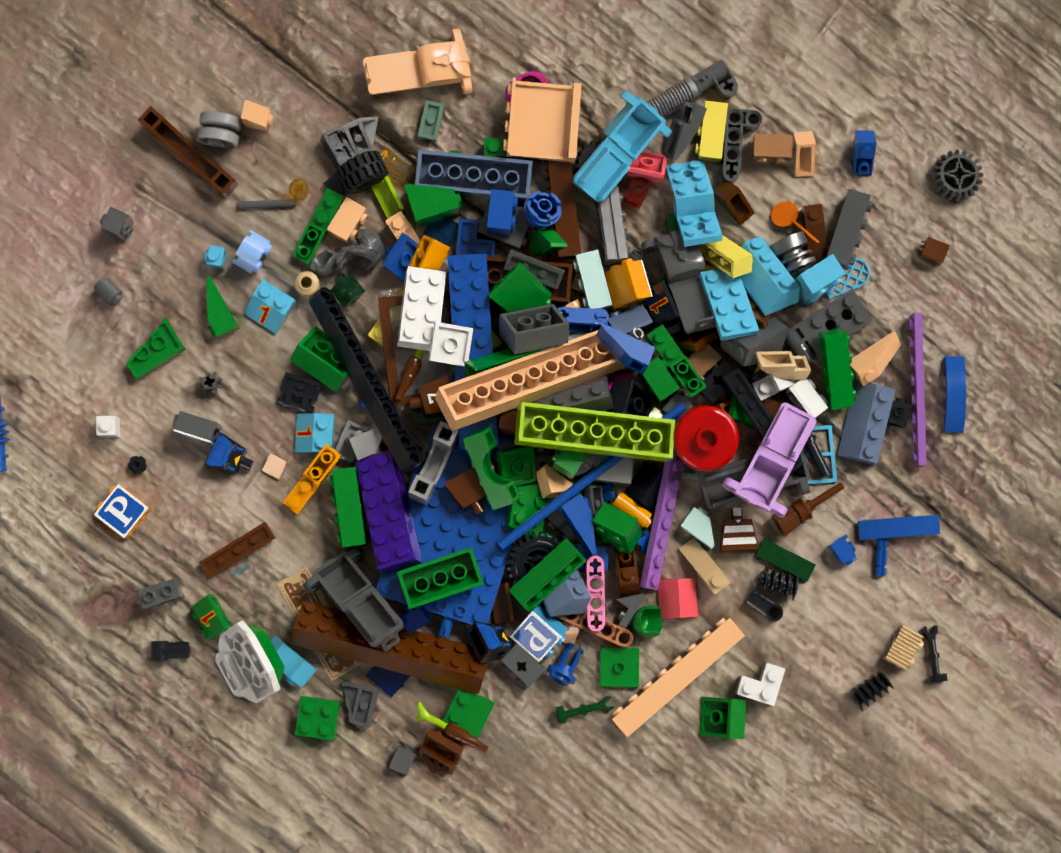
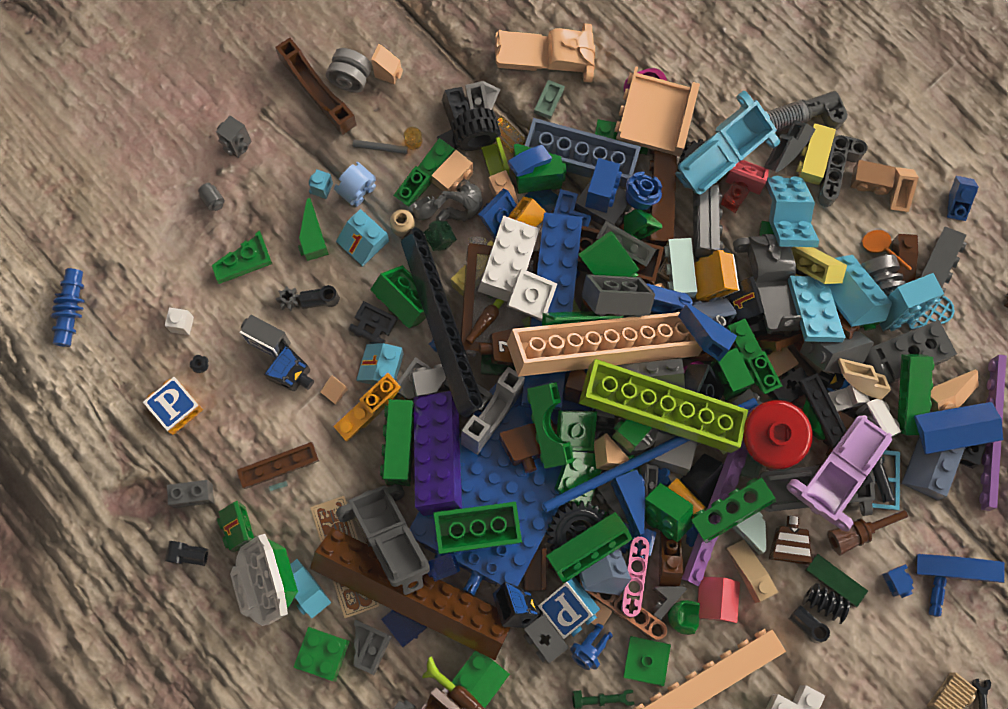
camera: 15 degrees right, 10 degrees down
(238, 376) = (317, 297): none -> black piece
(422, 202) = (526, 161): none -> blue slope
(687, 514) = (709, 531): none -> green brick
(734, 201) = (829, 221): reddish brown slope -> none
(881, 395) = (959, 427): none -> blue slope

